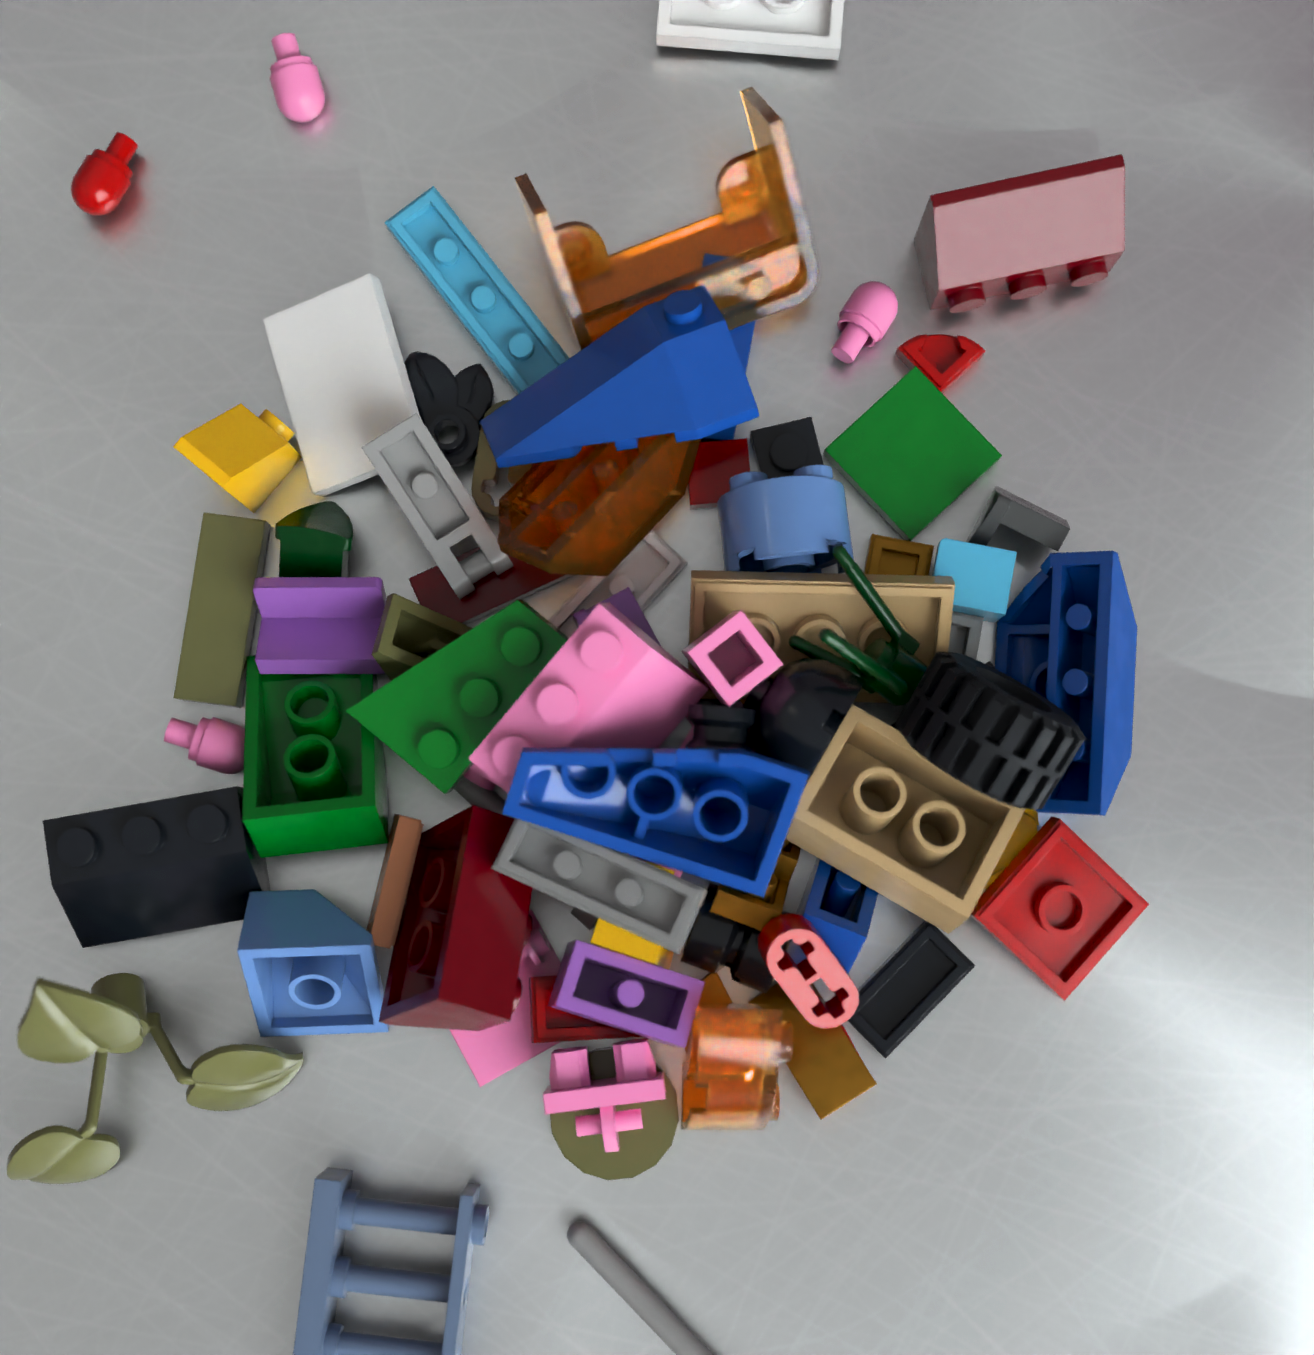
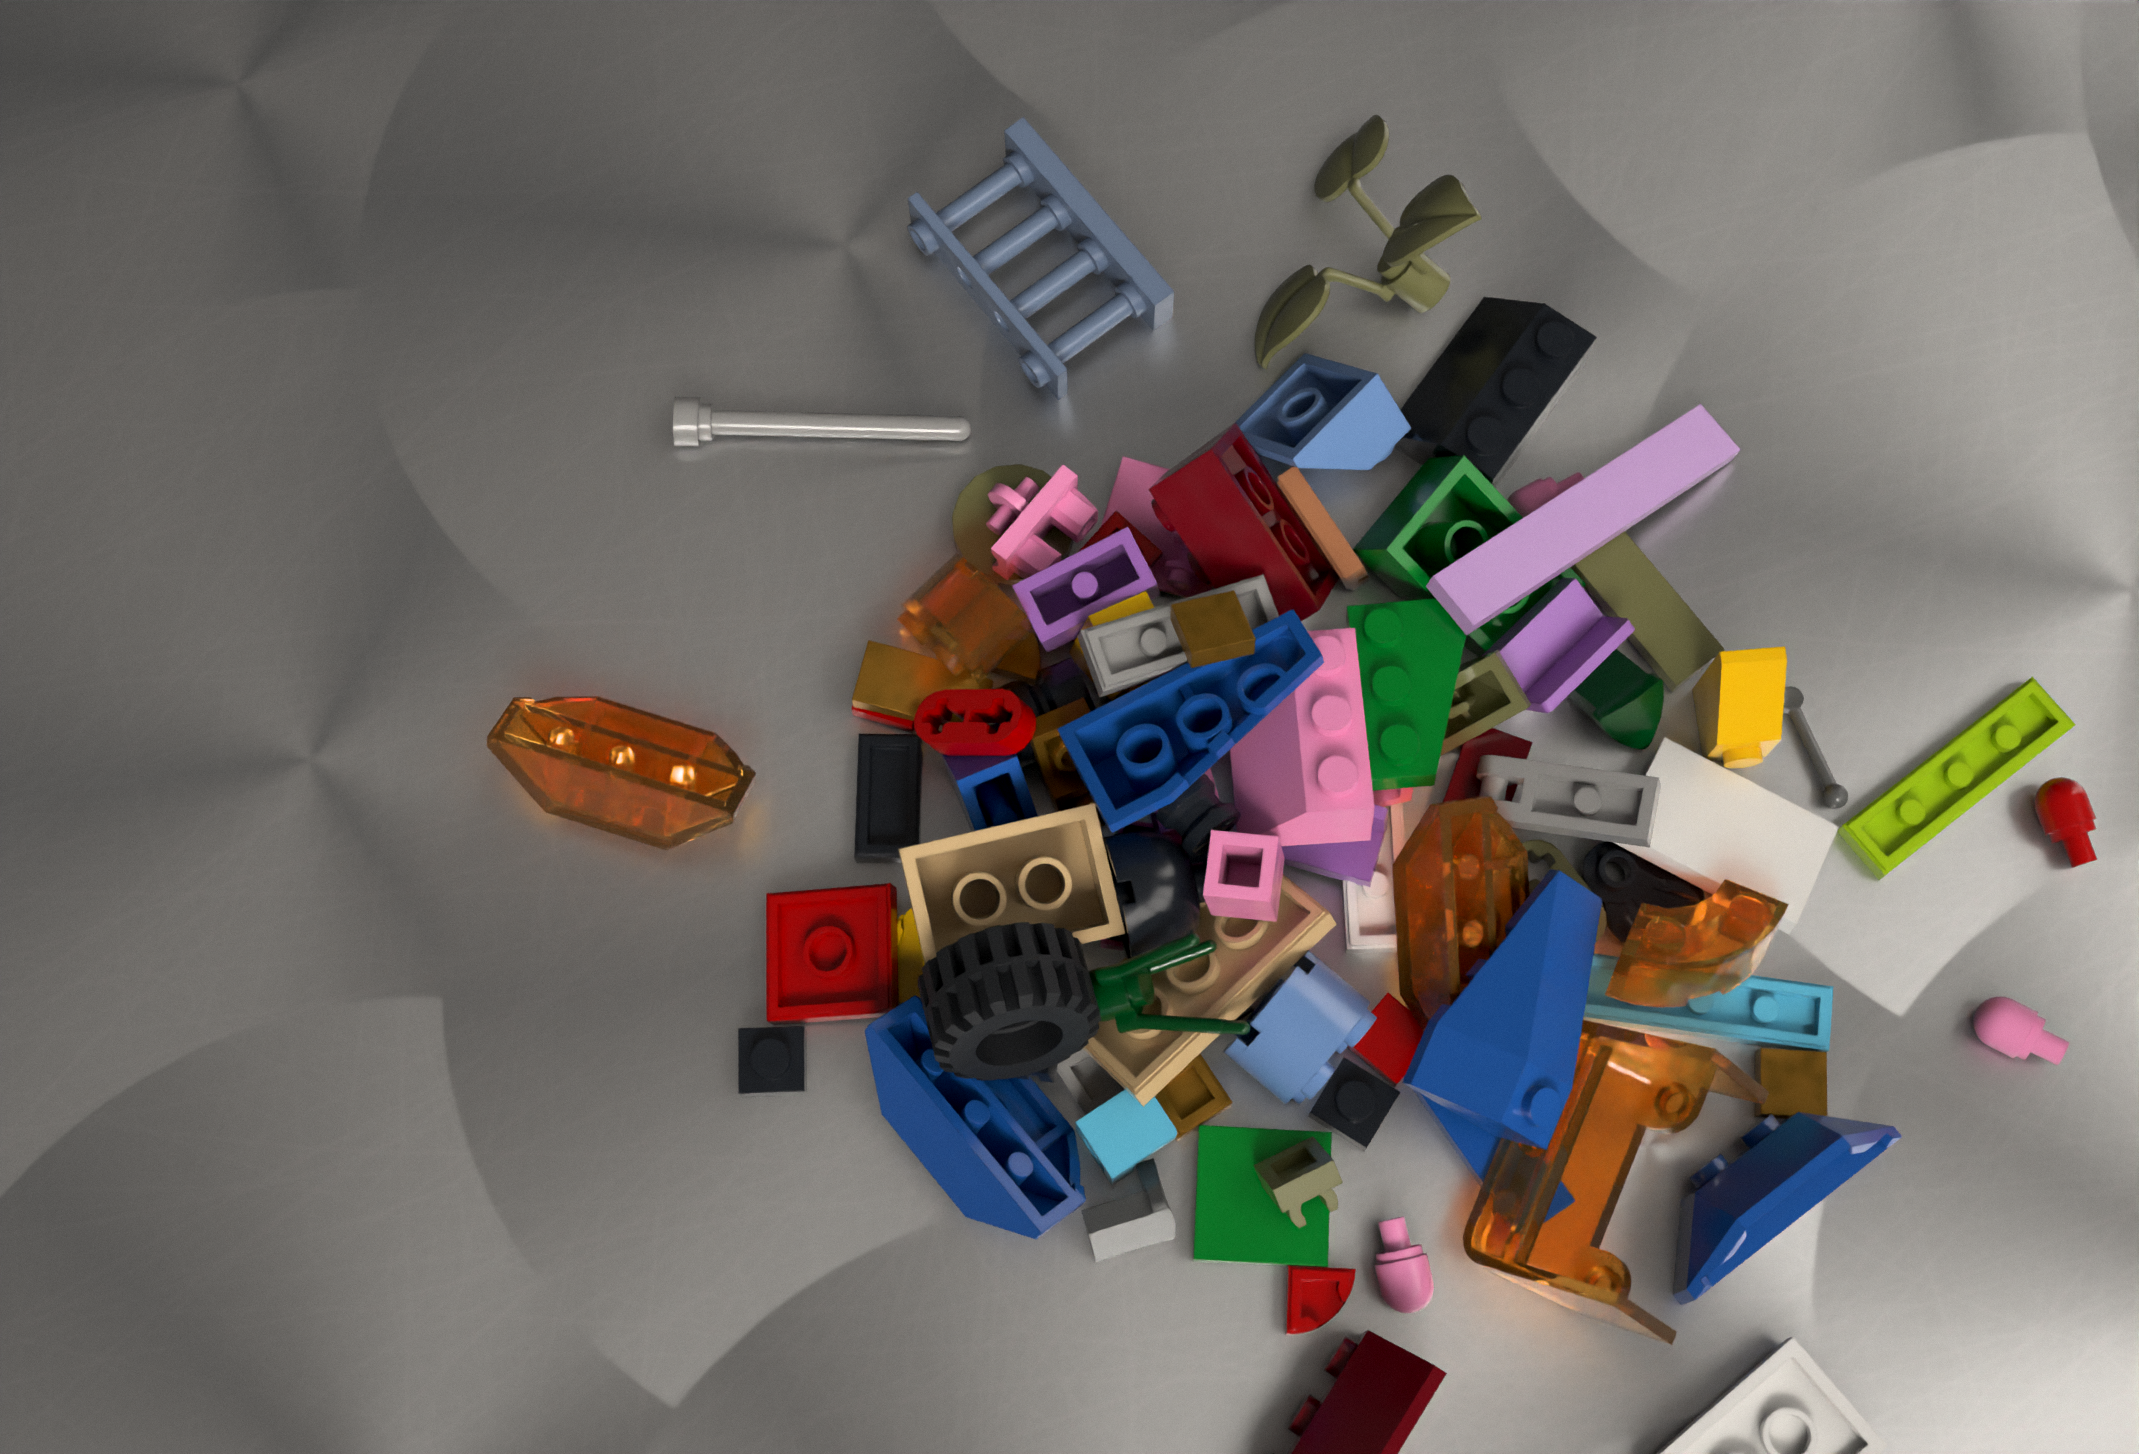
camera: 130 degrees right, 10 degrees down
(144, 277) = (1955, 778): none -> lime tile
(204, 695) = (1582, 519): none -> lavender tile
(239, 345) = (1834, 795): none -> dark grey hinge
(462, 321) = (1695, 948): none -> clear orange brick
(480, 191) = (1793, 1080): none -> pearl gold tile
(576, 135) = (1765, 1191): none -> blue wedge
(579, 854) = (1212, 629): none -> pearl gold tile
(884, 433) = (1298, 1177): none -> olive tile
(1091, 1203) = (621, 768): none -> clear orange wedge
(1168, 872) = (772, 1061): none -> black plate

